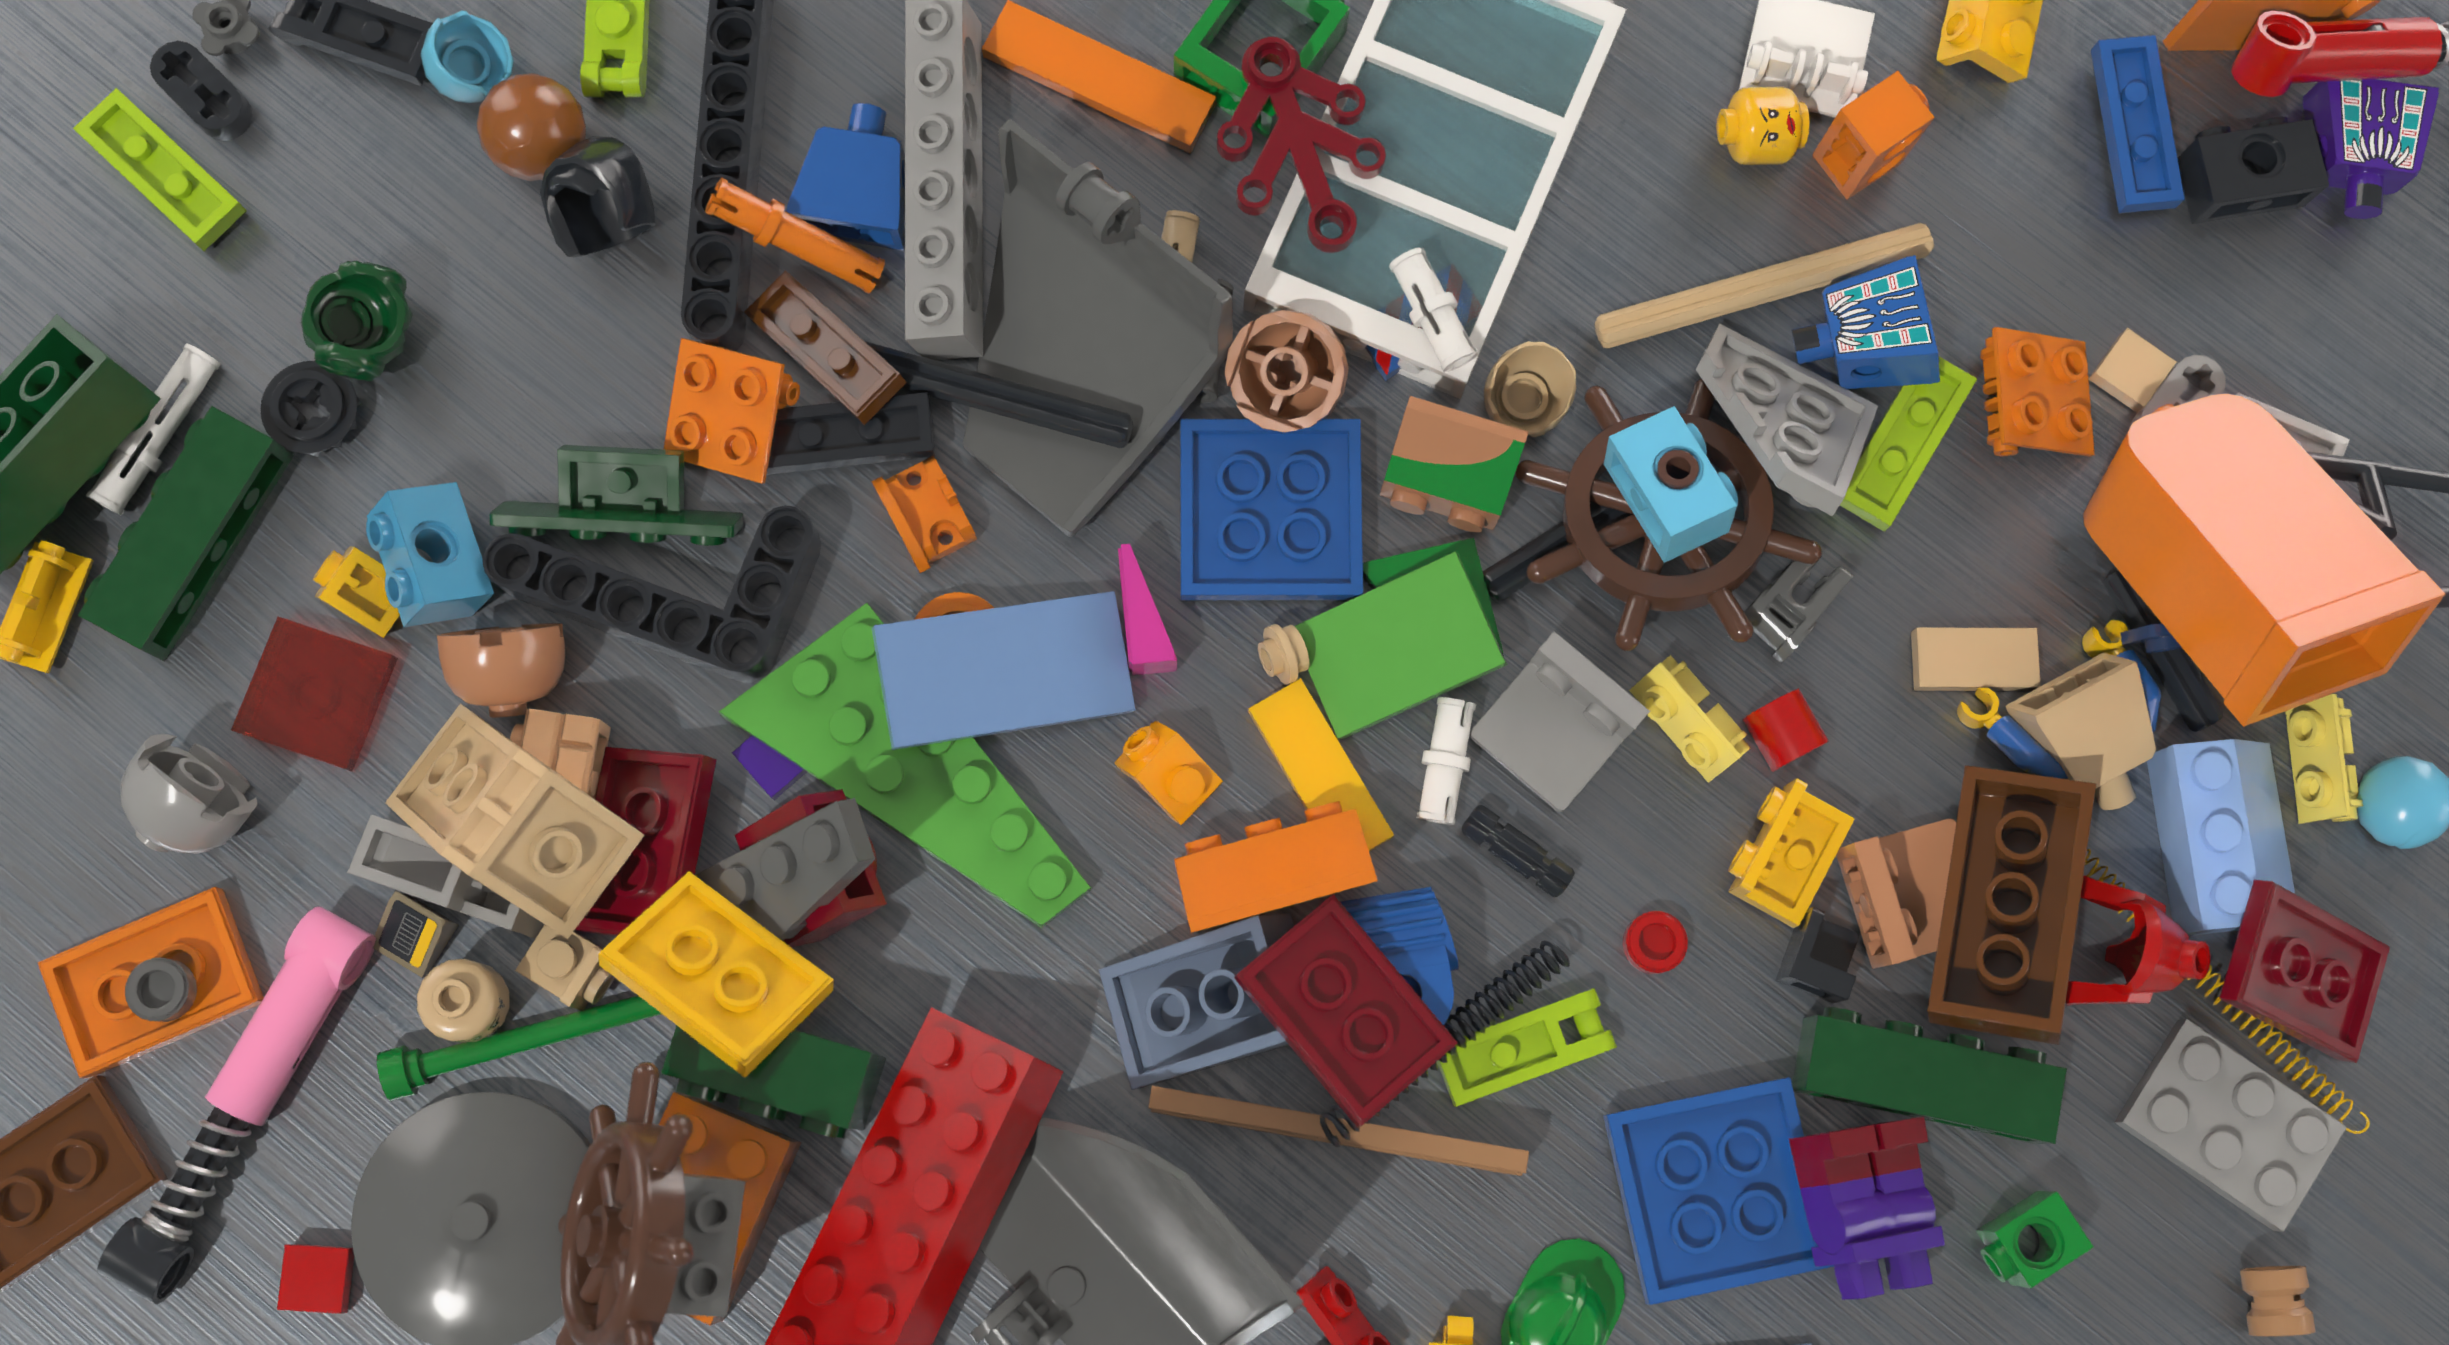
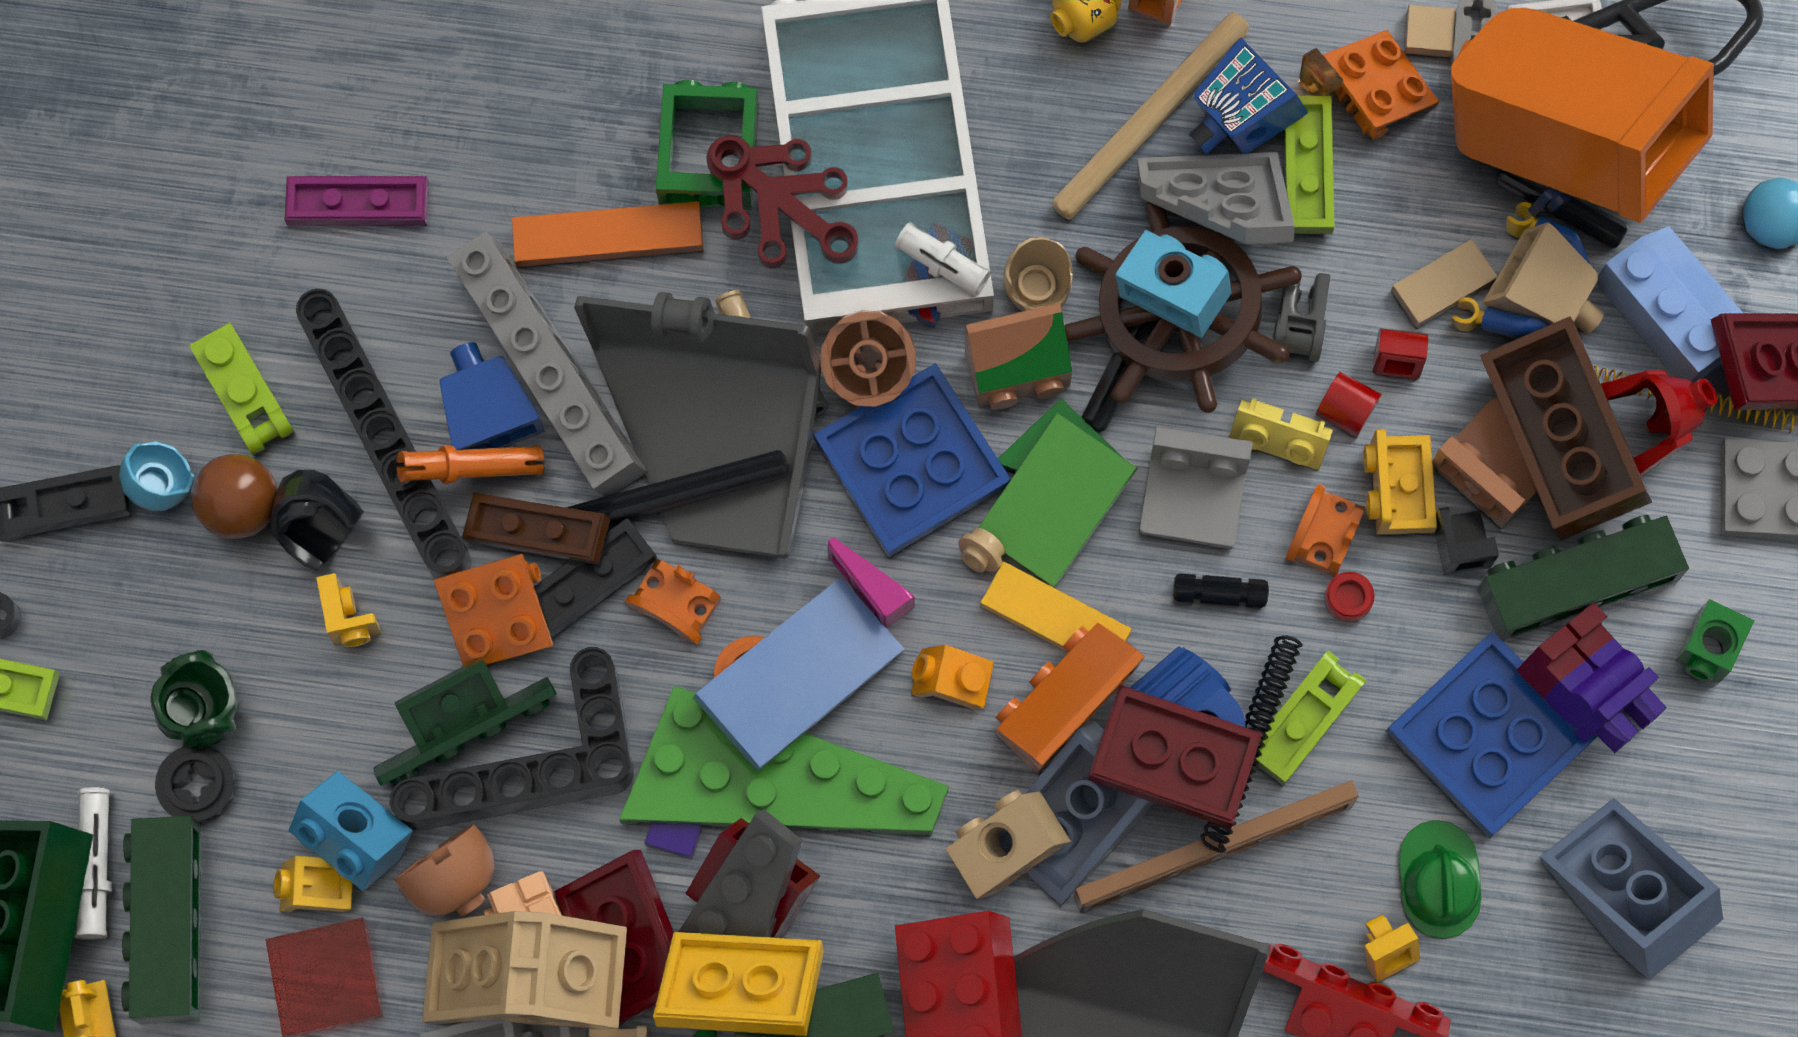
camera: 25 degrees left, 5 degrees down
(564, 310) = (337, 607): none -> yellow bracket
(1143, 996) = (1034, 836): none -> tan brick
(1446, 761) = (1136, 558): white pin -> none
(1673, 854) = (1325, 531): none -> orange piece
(1877, 708) = (1400, 353): none -> red brick
(1977, 346) = (1318, 74): none -> clear orange tile
(2317, 743) = (1700, 207): light yellow hinge -> none

